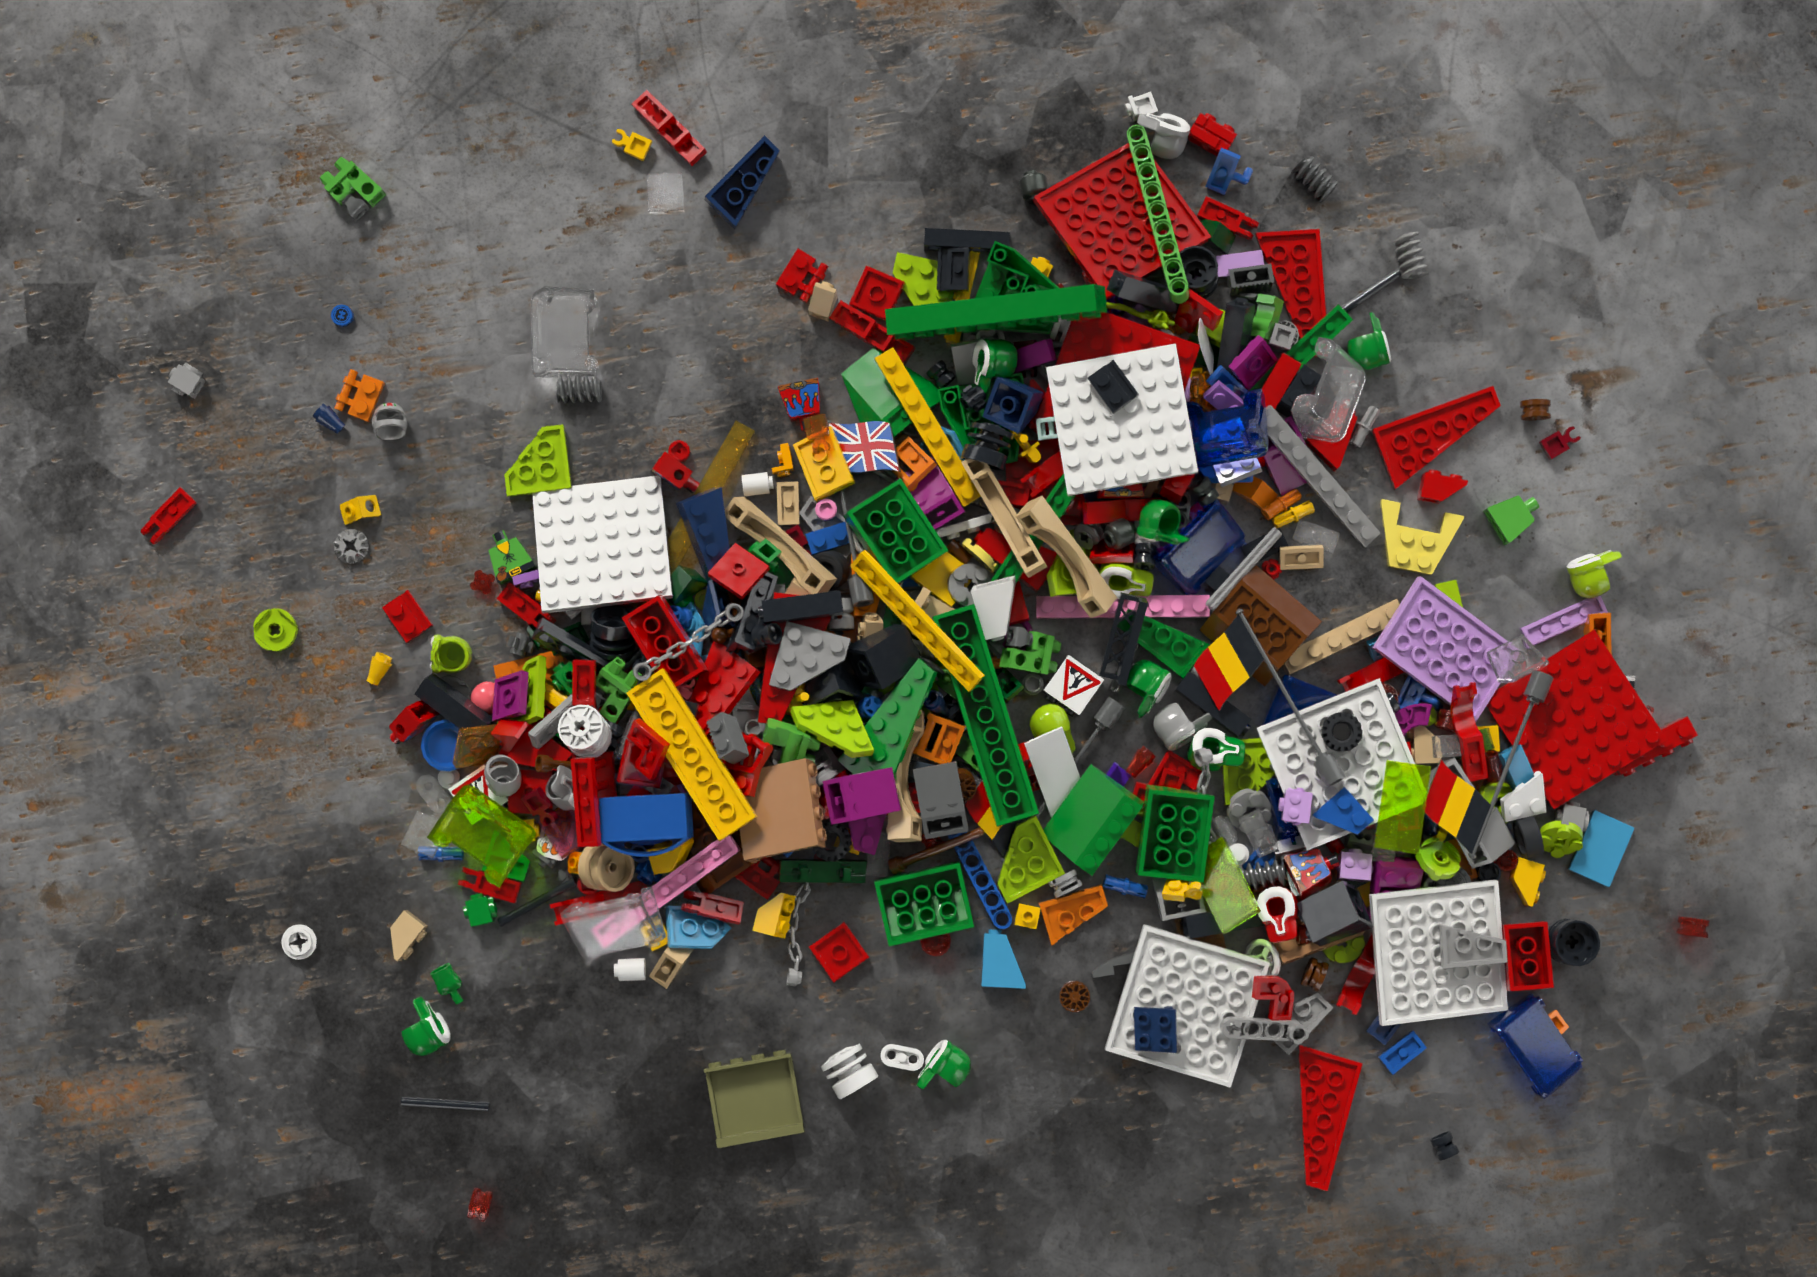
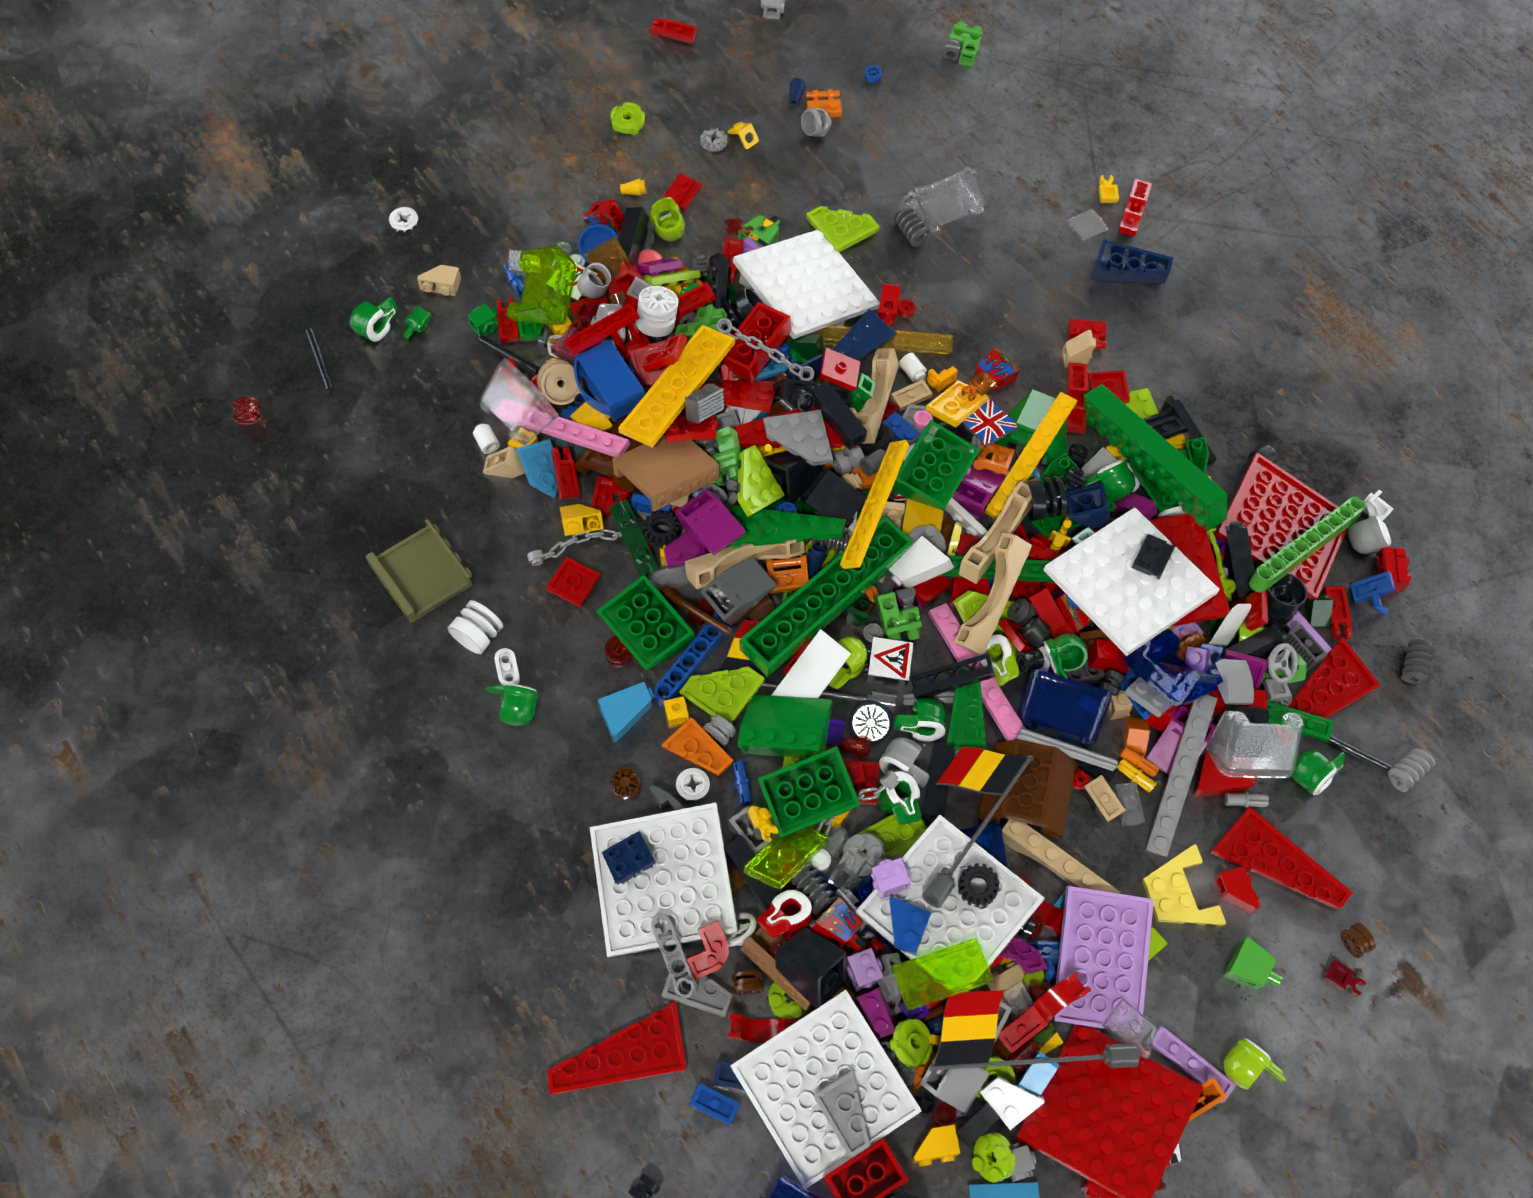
camera: 60 degrees right, 20 degrees down
(1112, 927) = (699, 778): none -> white gear
(1124, 735) = (871, 721): none -> wheel
(1262, 323) = (1280, 663): none -> light grey piece
(1267, 381) = (1237, 682): none -> light grey slope

